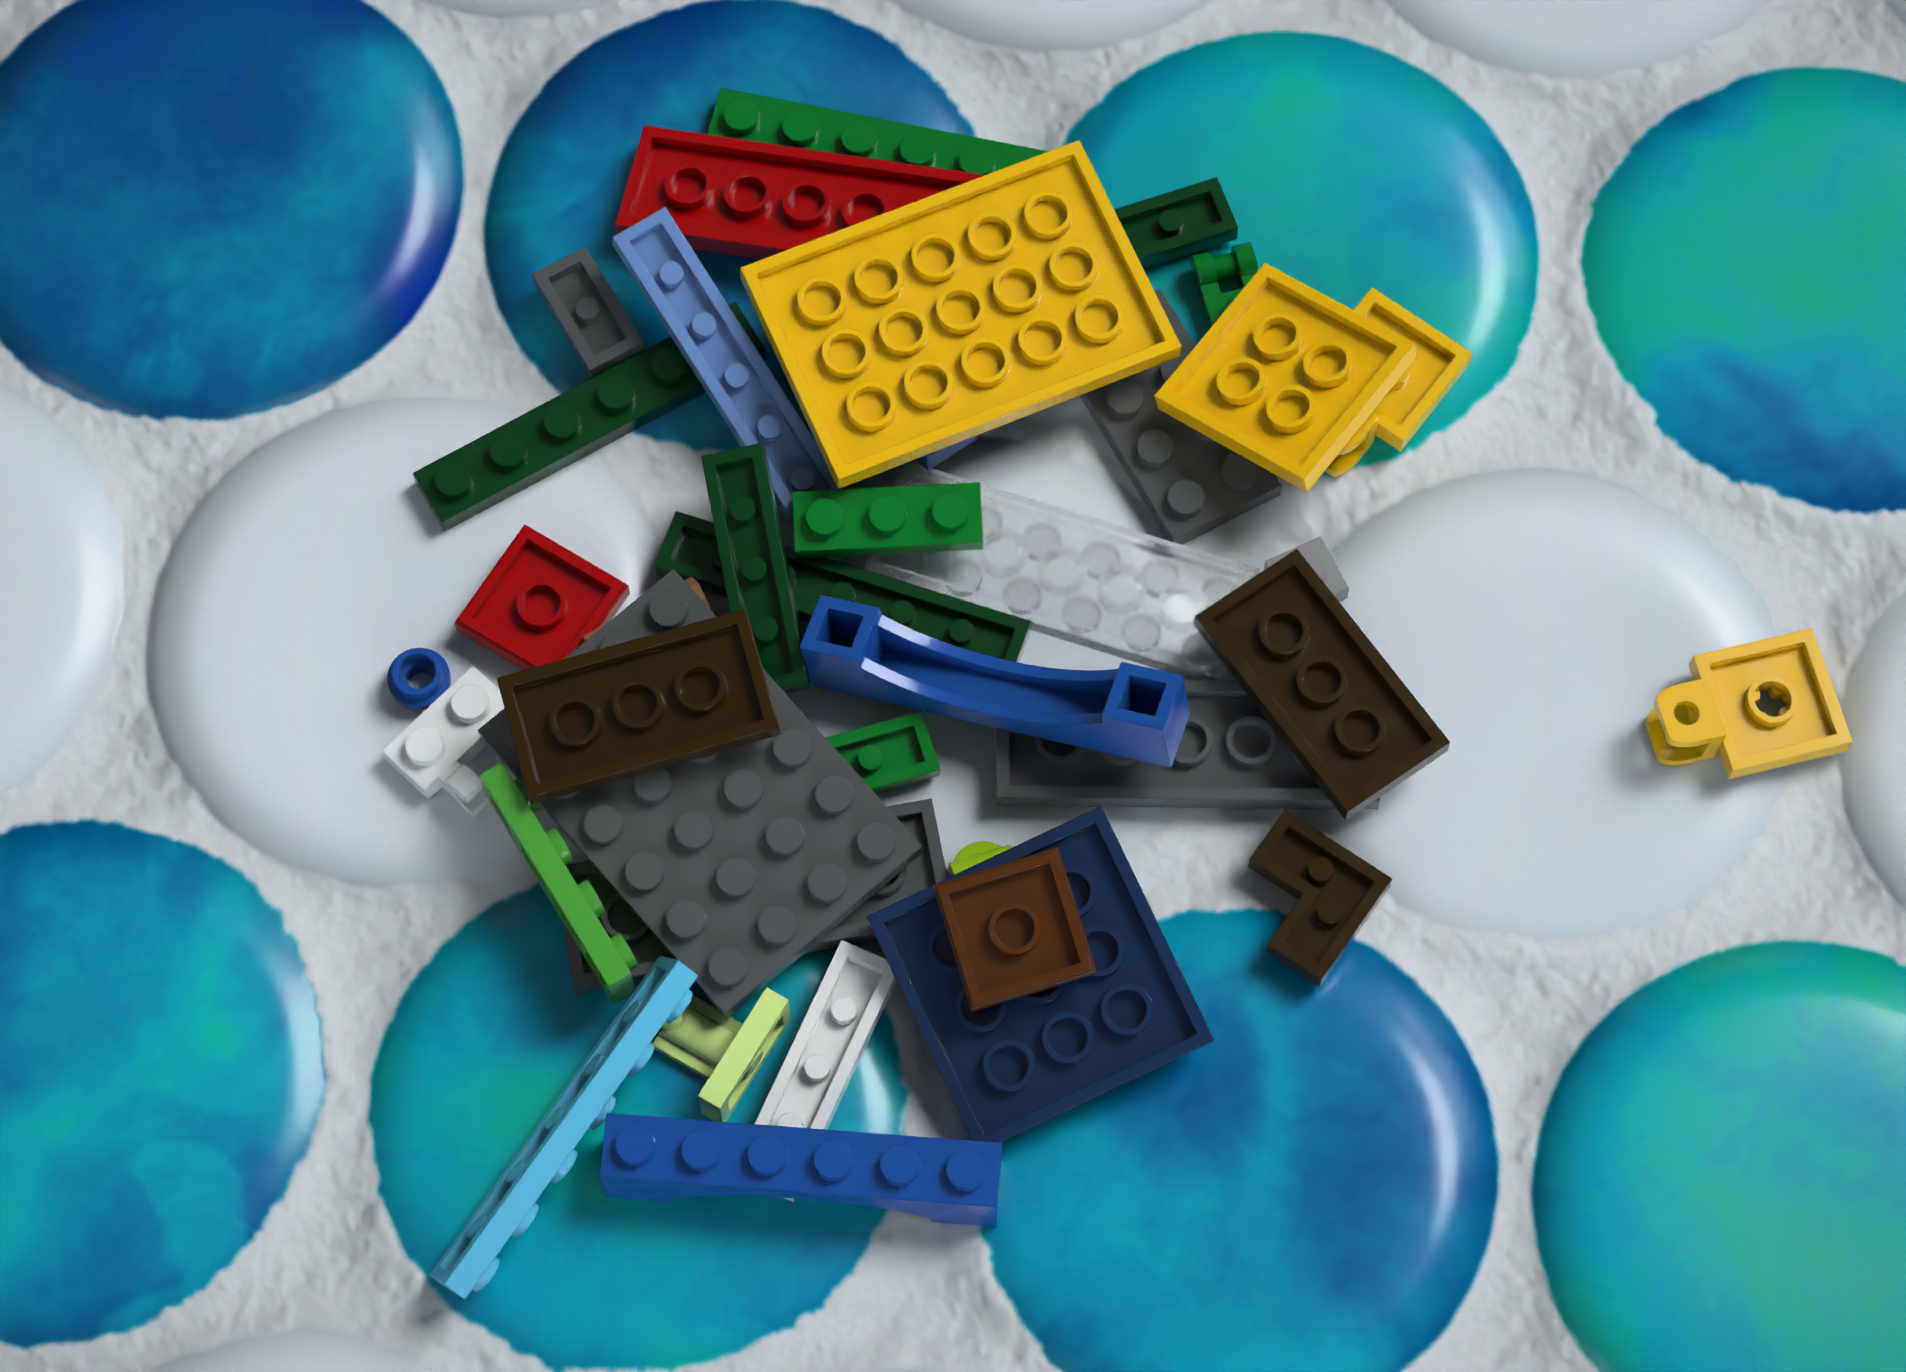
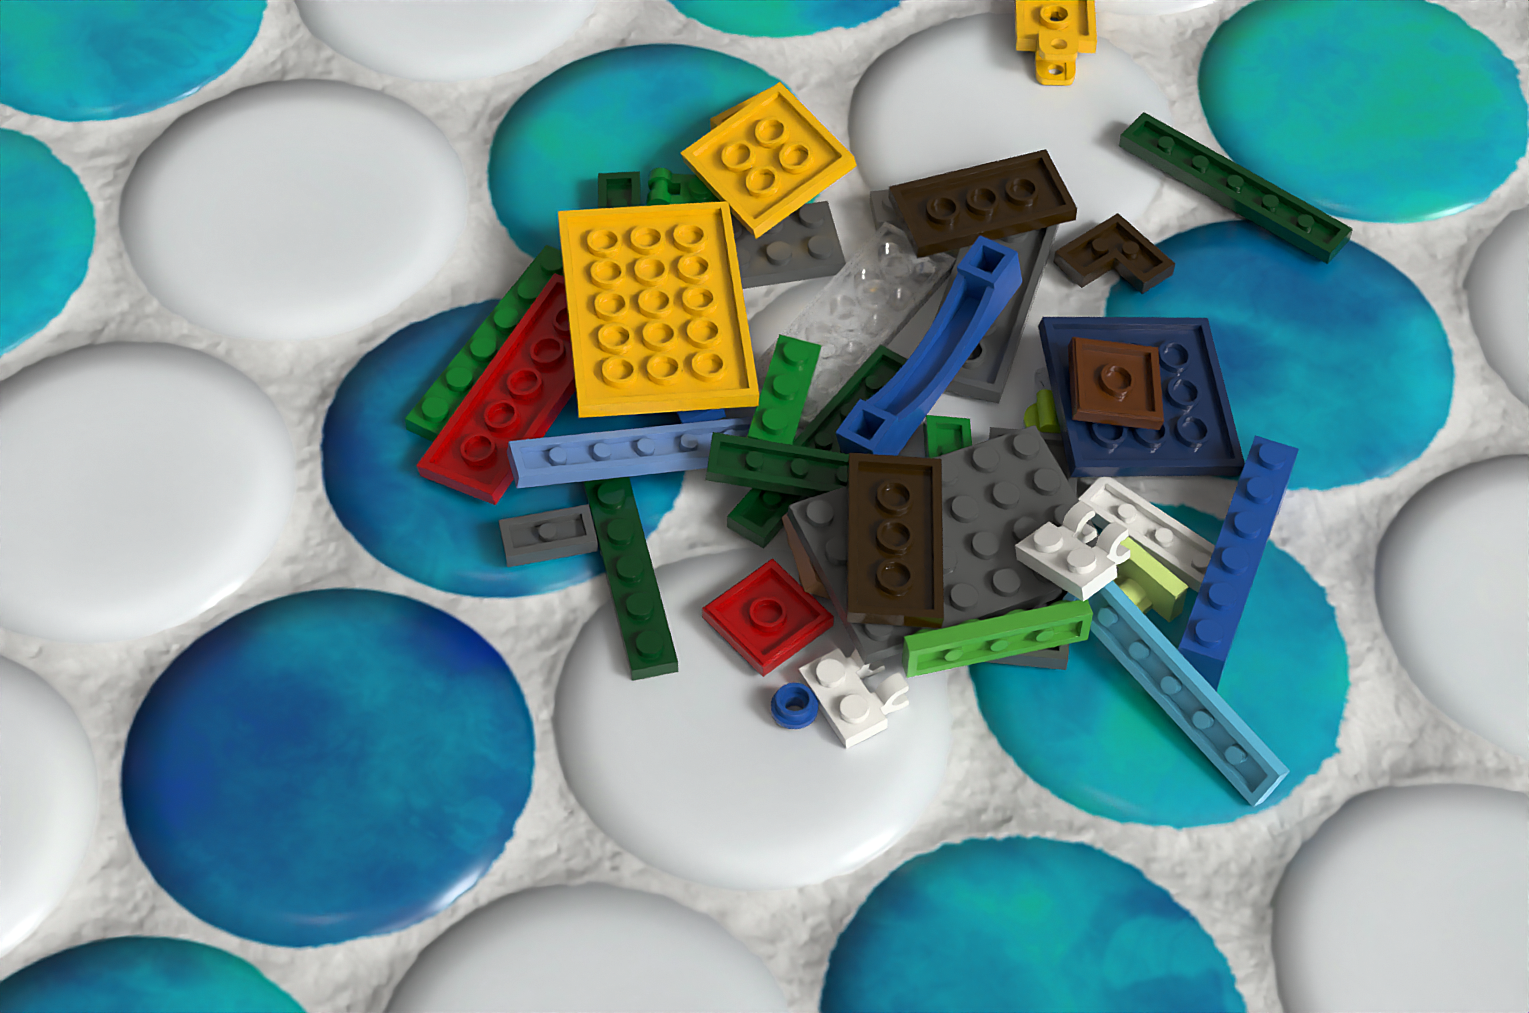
camera: 75 degrees left, 15 degrees down
(675, 930) = (1067, 560): none -> white plate
(1516, 1038) = (1236, 187): none -> dark green plate

